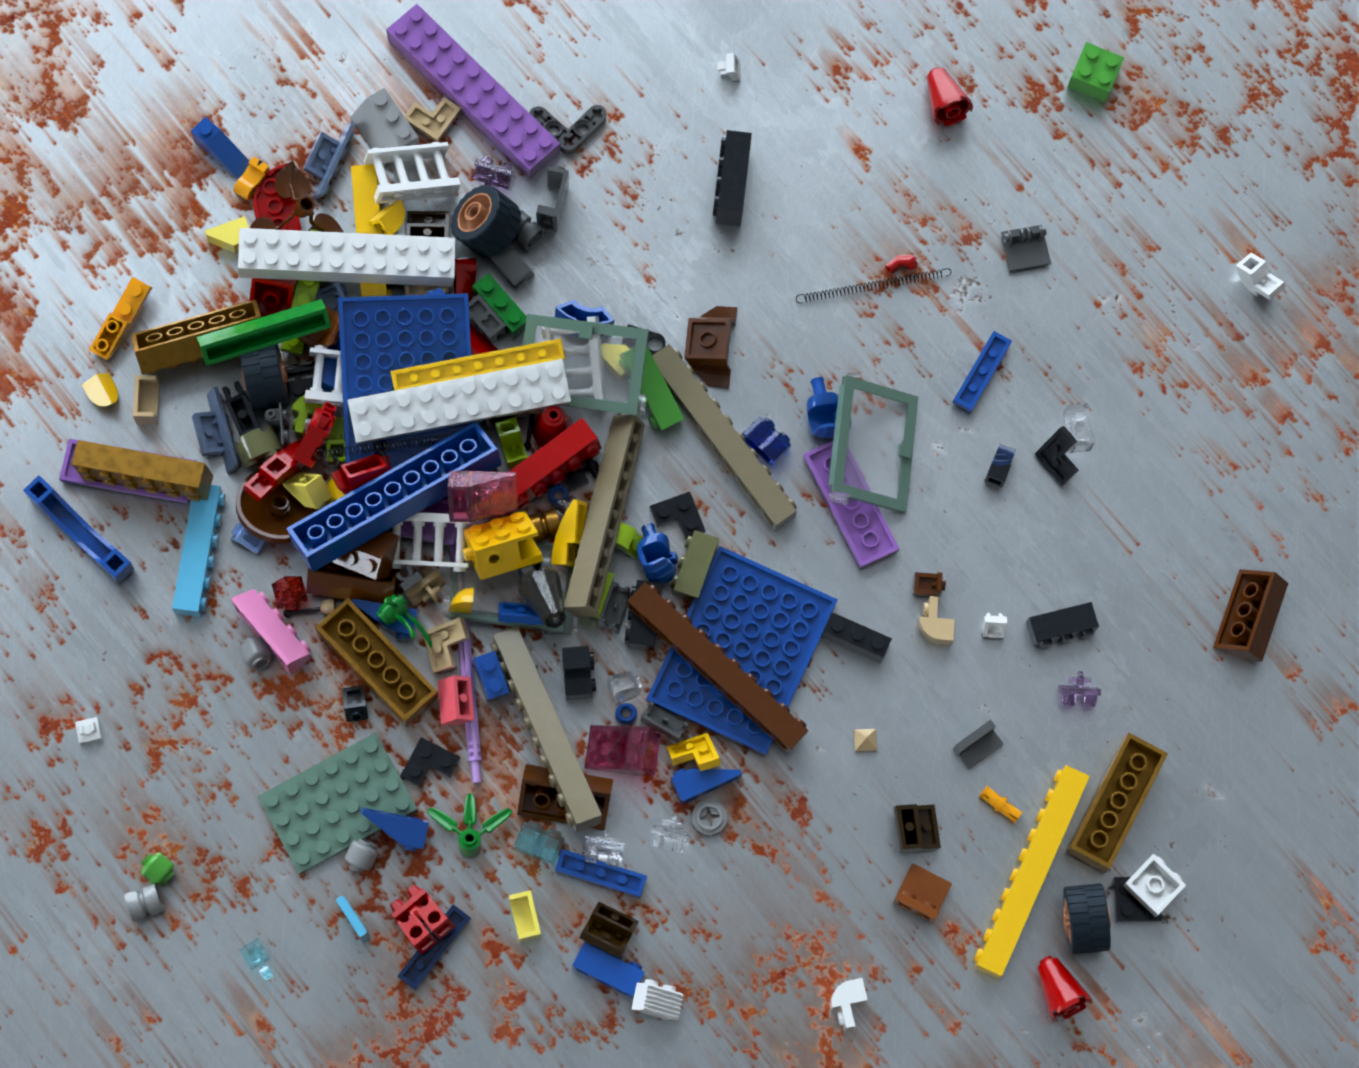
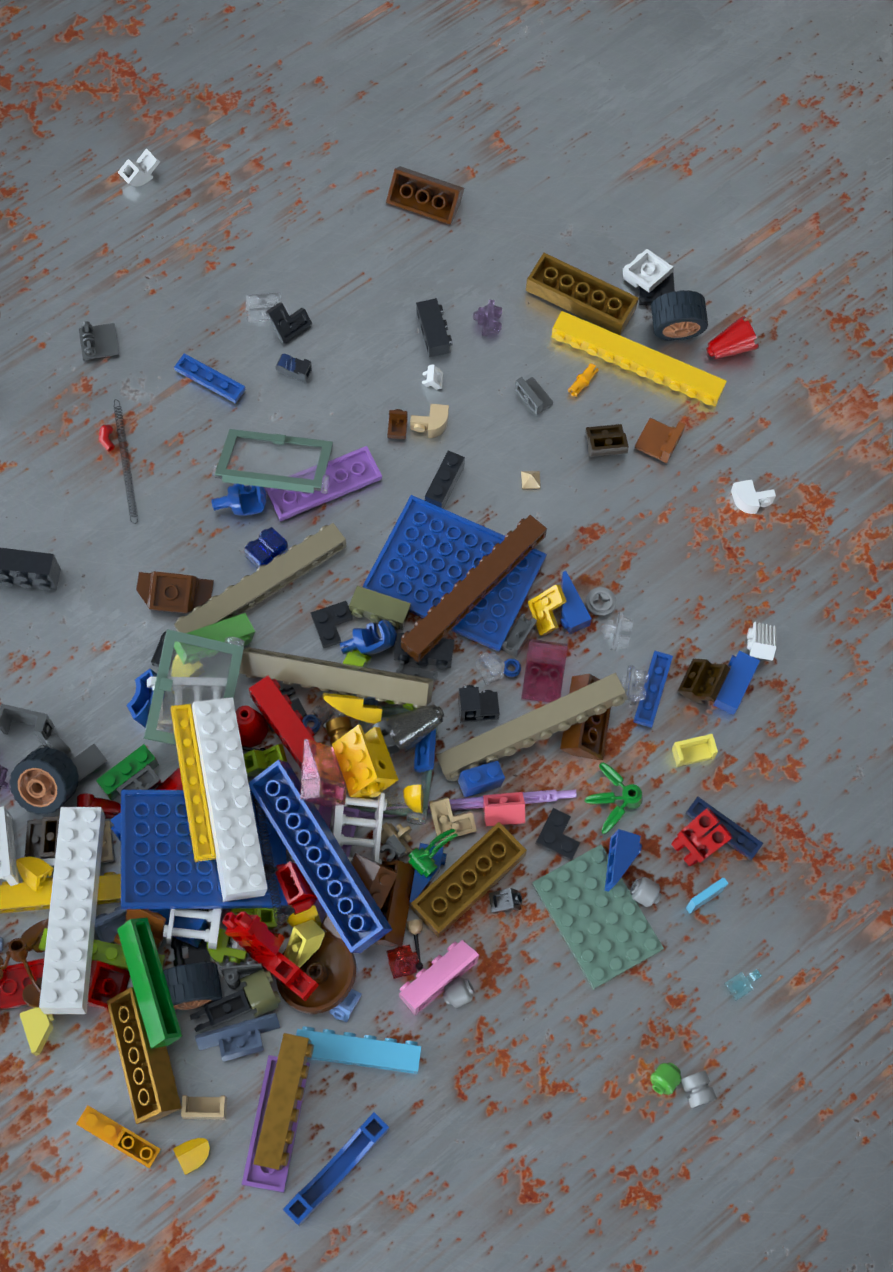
camera: 85 degrees left, 5 degrees down
(88, 730) = (534, 1152): white tile -> none
(539, 842) = (628, 740): clear light blue brick -> none

